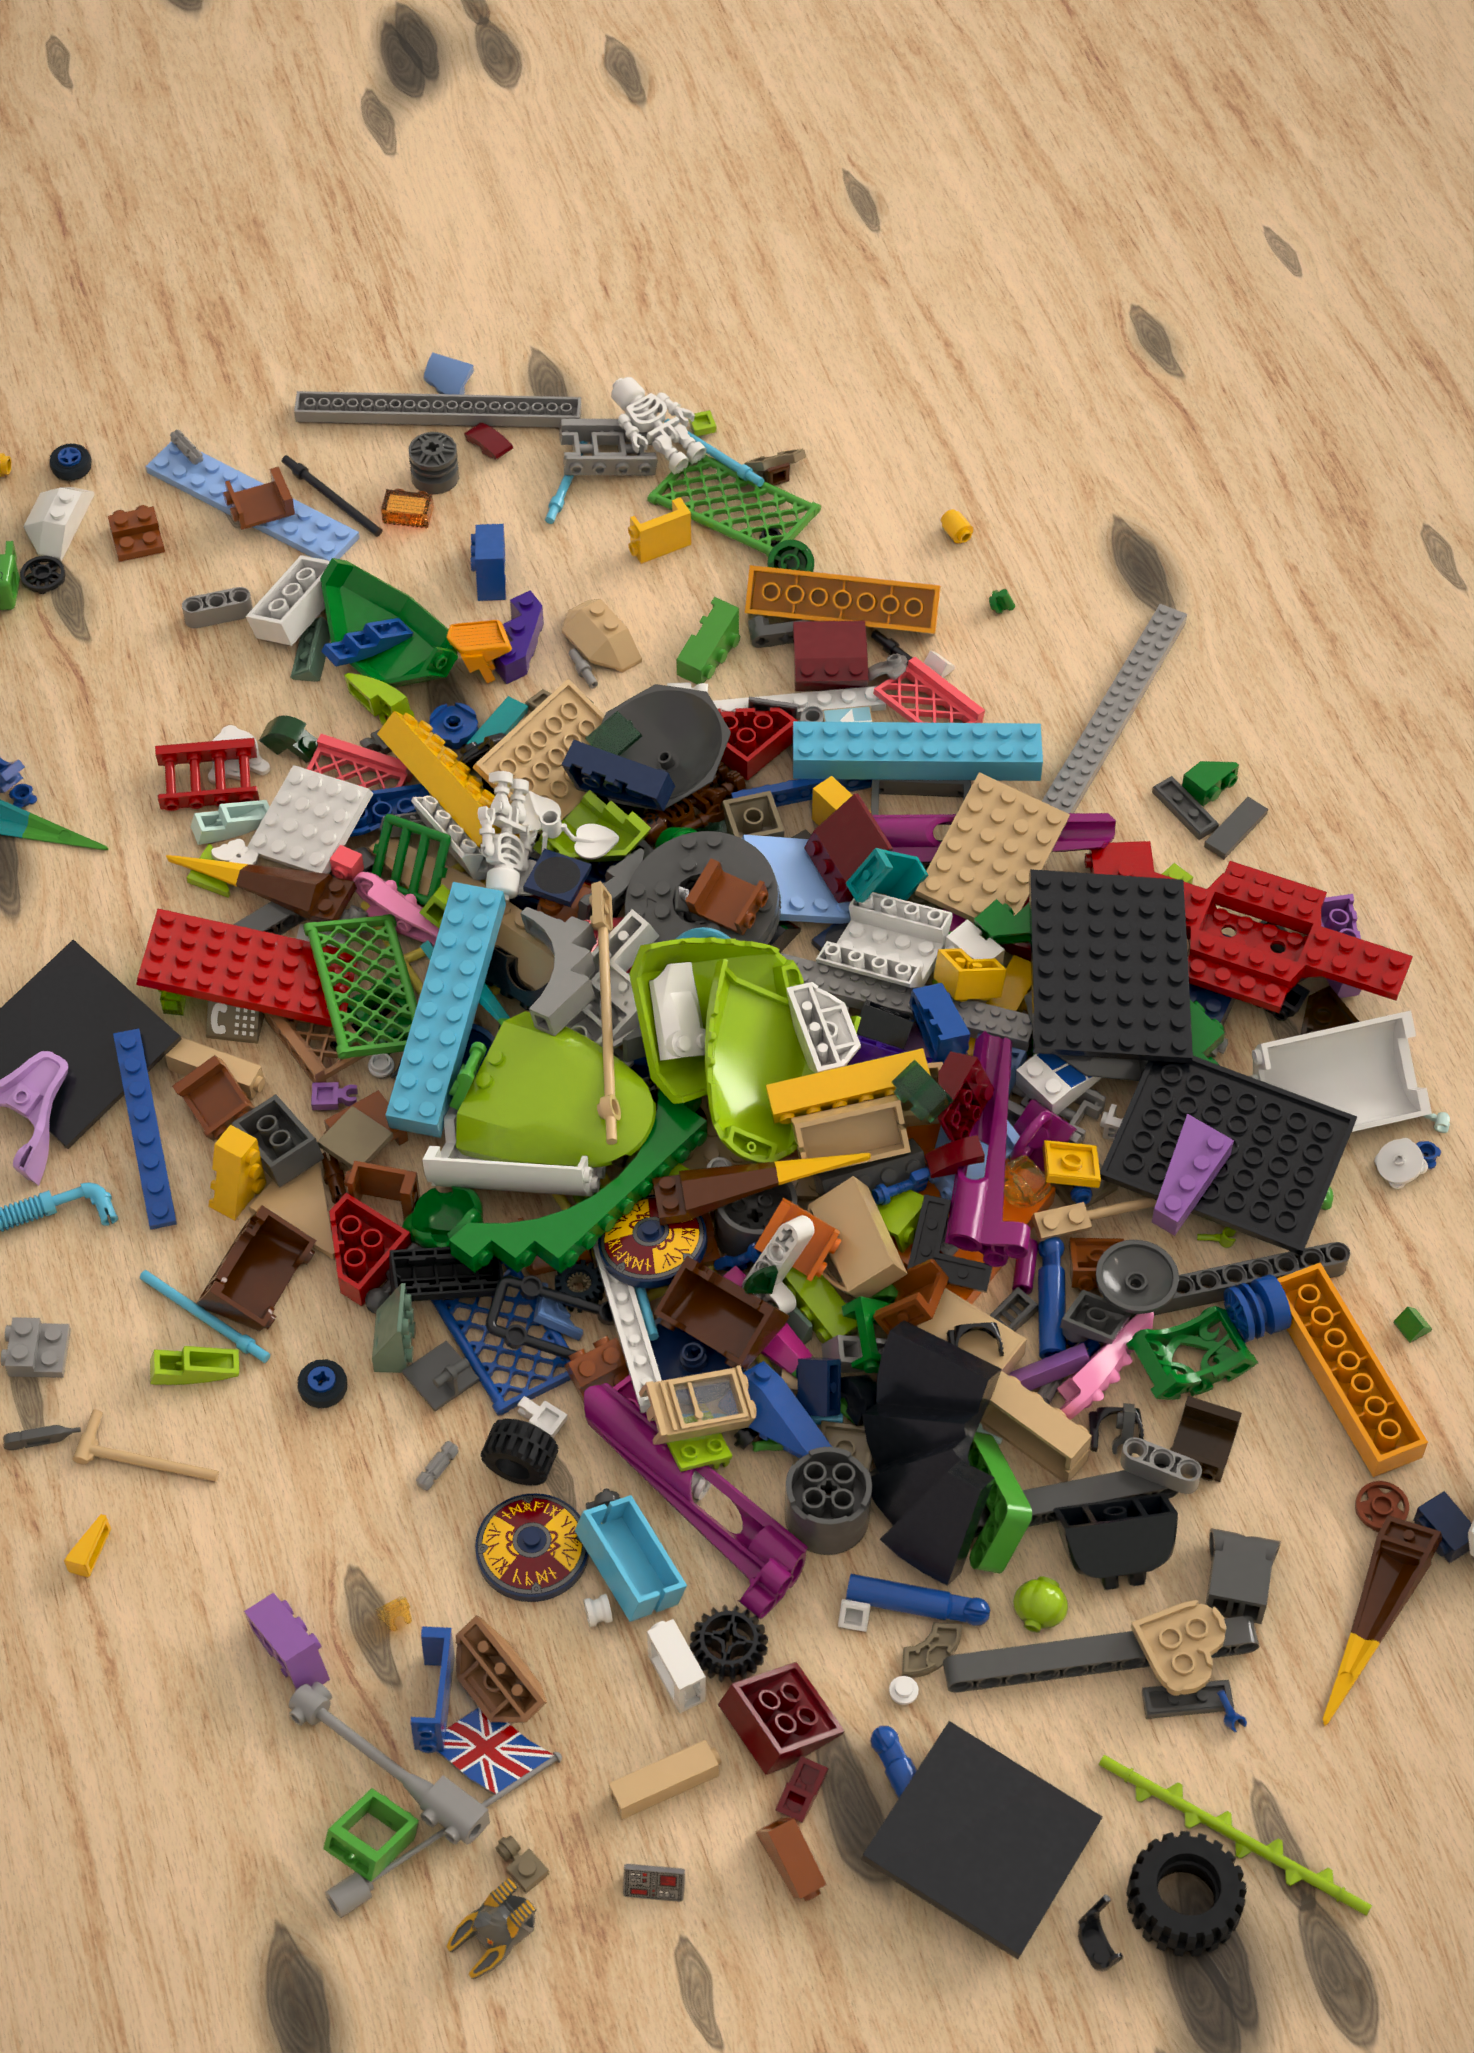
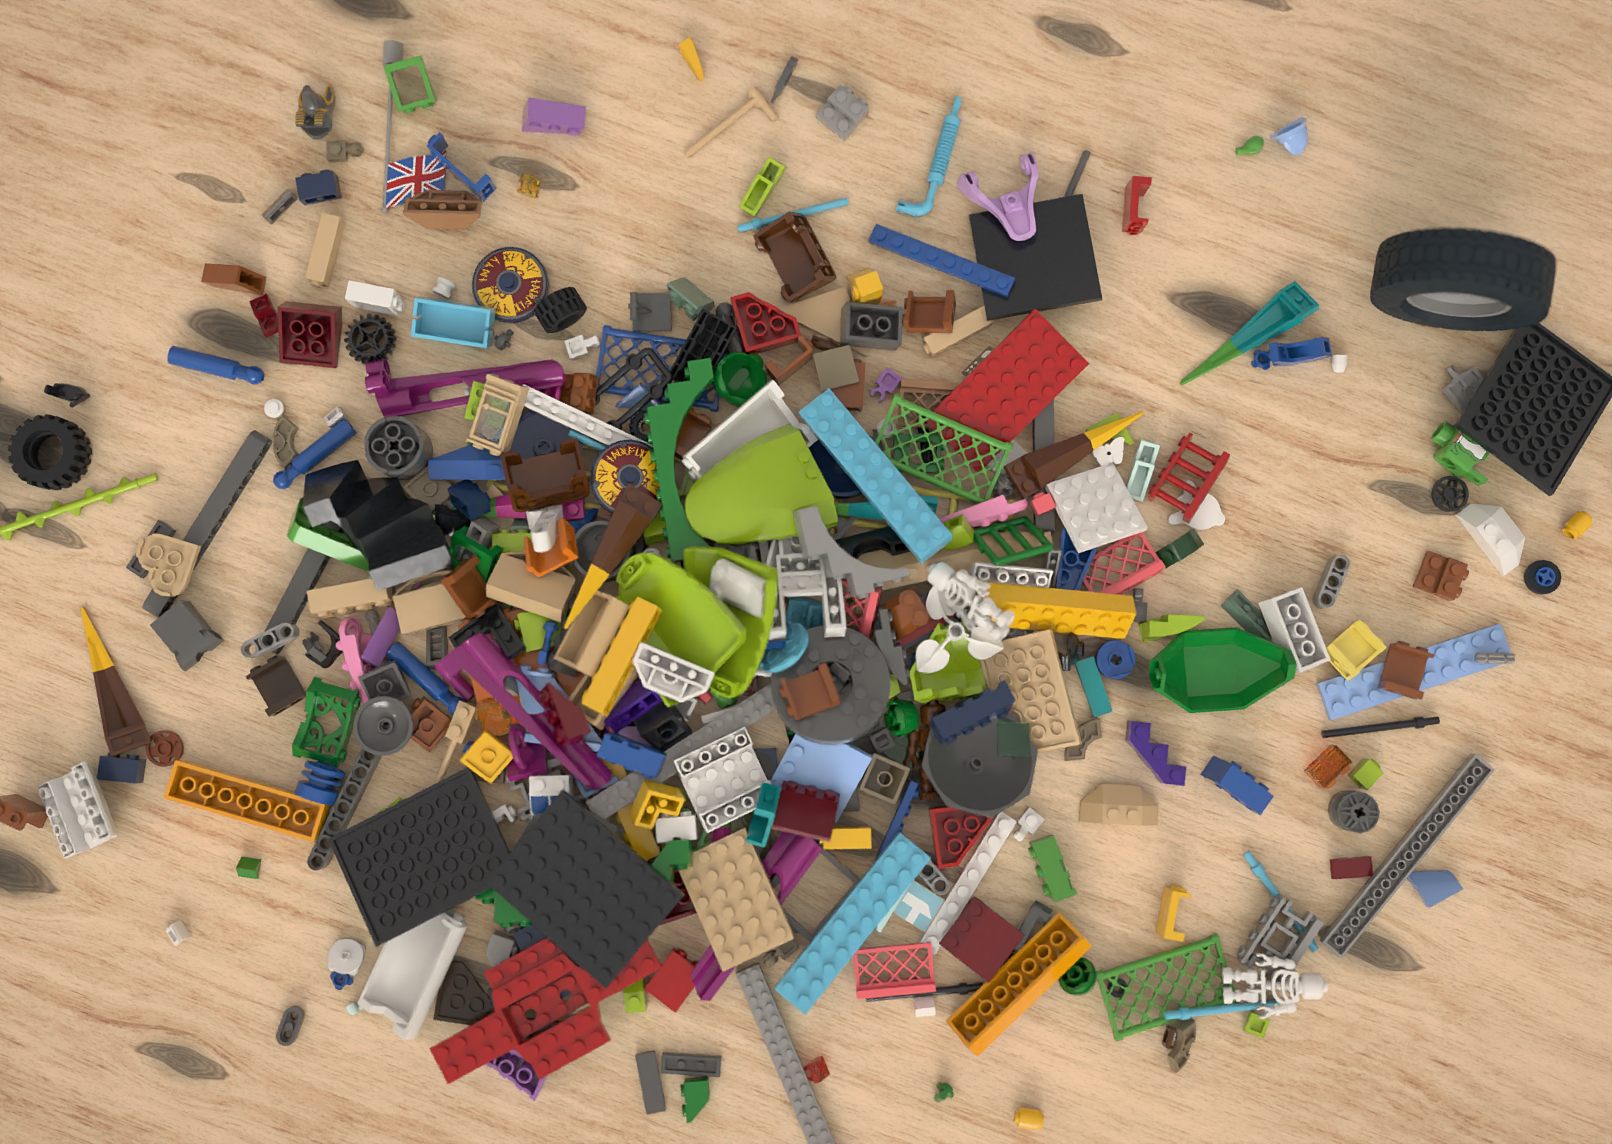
camera: 130 degrees right, 30 degrees up
(271, 552) = (1354, 649): none -> light yellow panel
(329, 1391) = (700, 251): black wheel -> none
(366, 643) = (1223, 651): blue slope -> none
(387, 476) = (1366, 773): none -> lime brick
(437, 1465) = (598, 270): light grey axle -> none
(440, 1801) = (398, 128): light grey bar -> none
(466, 1074) = (823, 457): bright green plate -> none
(480, 644) = (1160, 715): light orange piece -> none
(557, 877) = (918, 611): tile -> none
(583, 668) = (1099, 776): light grey bar -> none
(592, 1849) = (318, 187): none -> dark blue brick
(603, 922) = (855, 605): tan bar -> none
(762, 1281) = (540, 506): dark green tile -> none
(765, 705) = (967, 867): flat silver slope -> none
(893, 667) = (944, 967): light grey plate -> none
(922, 1091) = (570, 685): clear green brick -> none
(948, 1157) = (533, 683): dark red slope -> none
(982, 1839) = (159, 376): black tile -> none
(989, 1327) = (430, 602): black helmet -> none
(1040, 1604) = (259, 516): lime plant -> none
(1082, 705) = (818, 1070): none -> clear red tile
(1119, 1537) = (255, 586): black hips -> none
(1192, 1169) = (417, 812): medium lavender wedge -> none
(1231, 1716) = (121, 561): blue hand -> none
(1248, 1030) = (501, 948): none -> light grey slope

